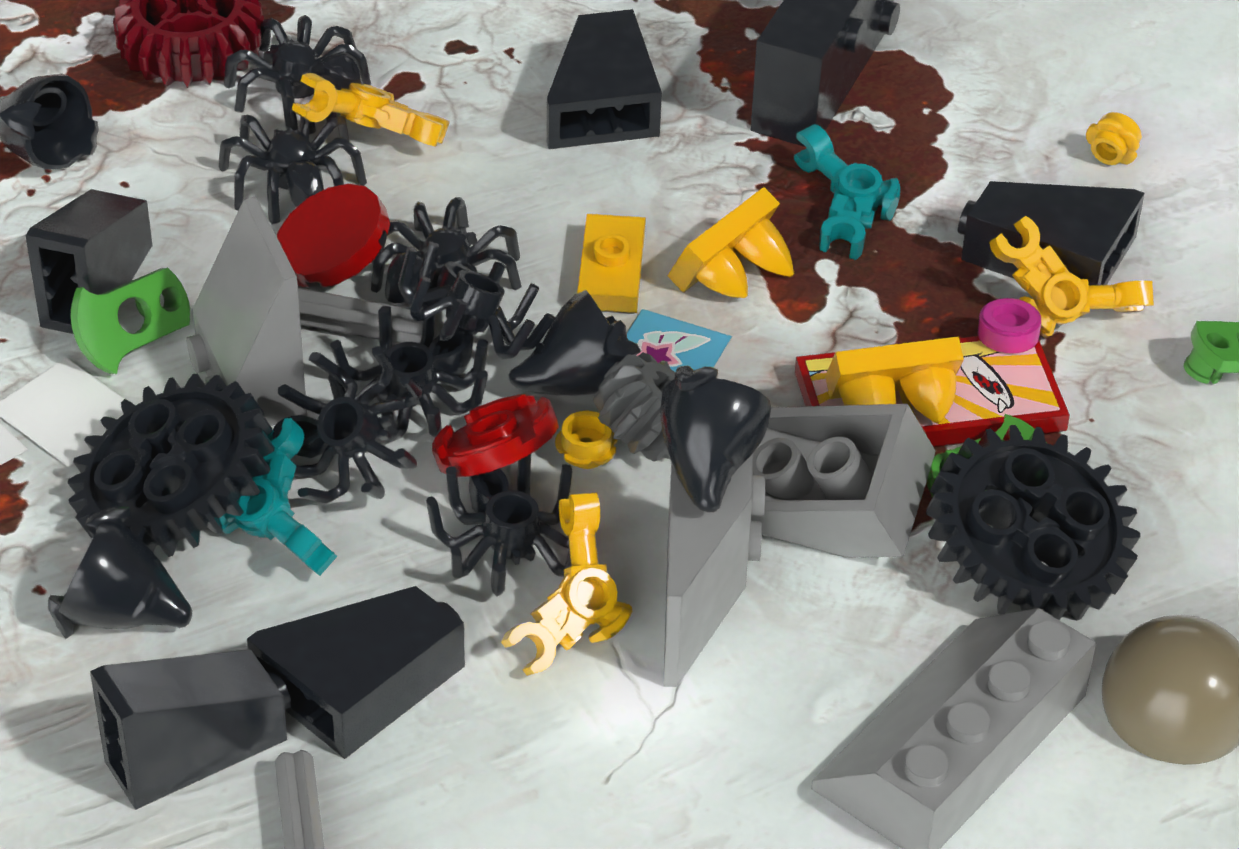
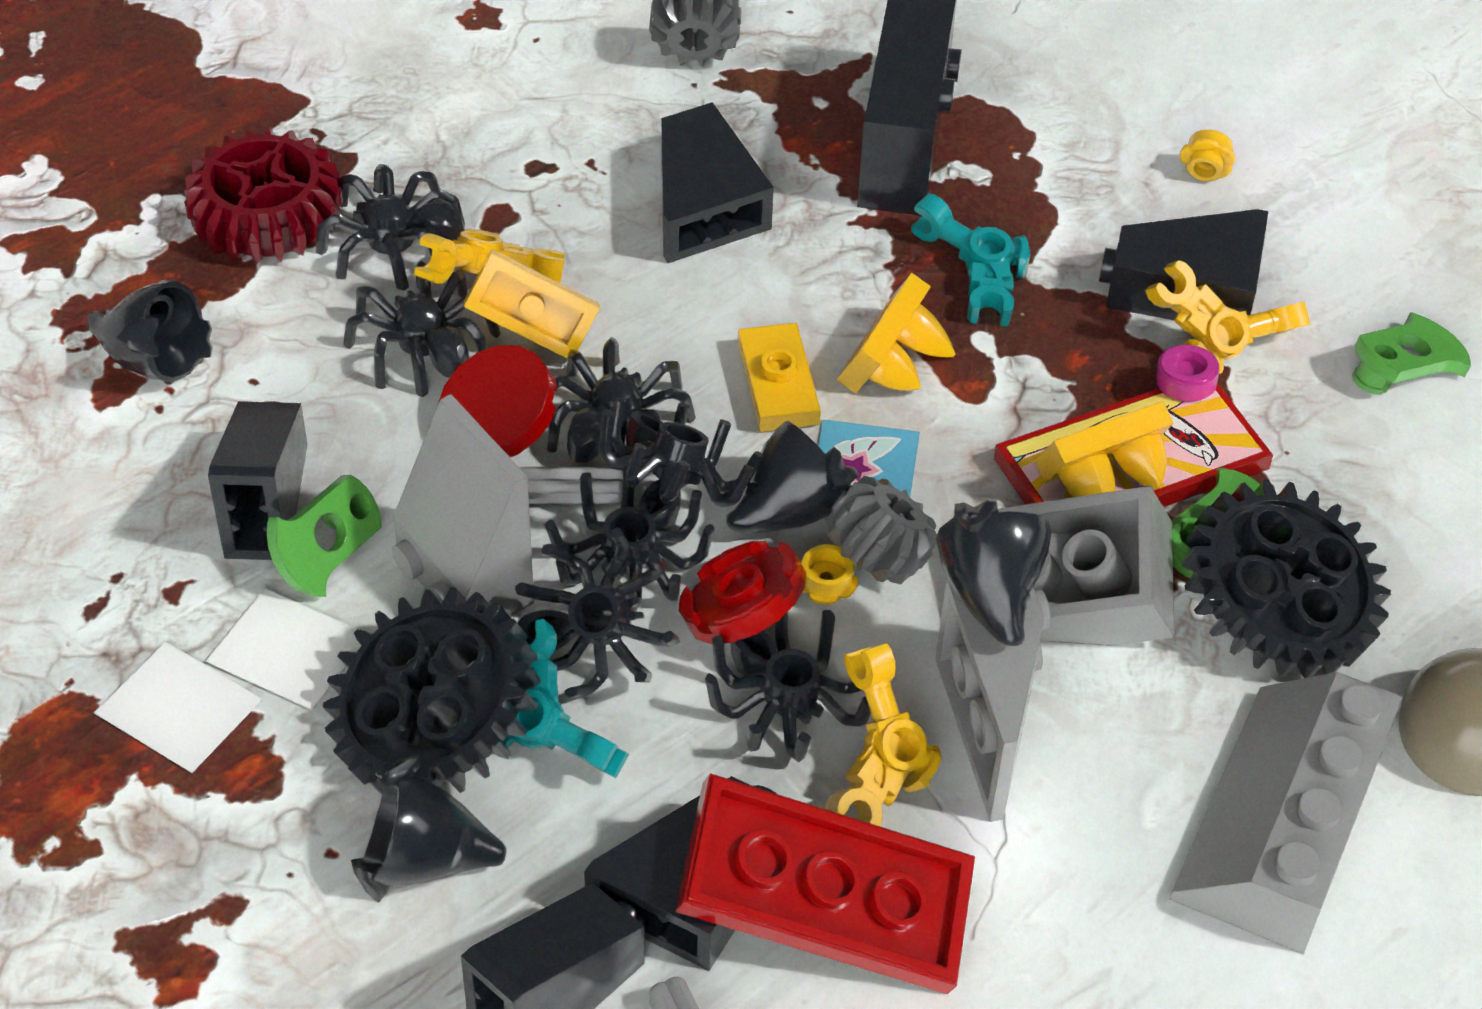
camera: 15 degrees left, 5 degrees up
(392, 154) = (531, 304): none -> yellow tile
(471, 697) = (827, 884): none -> red tile

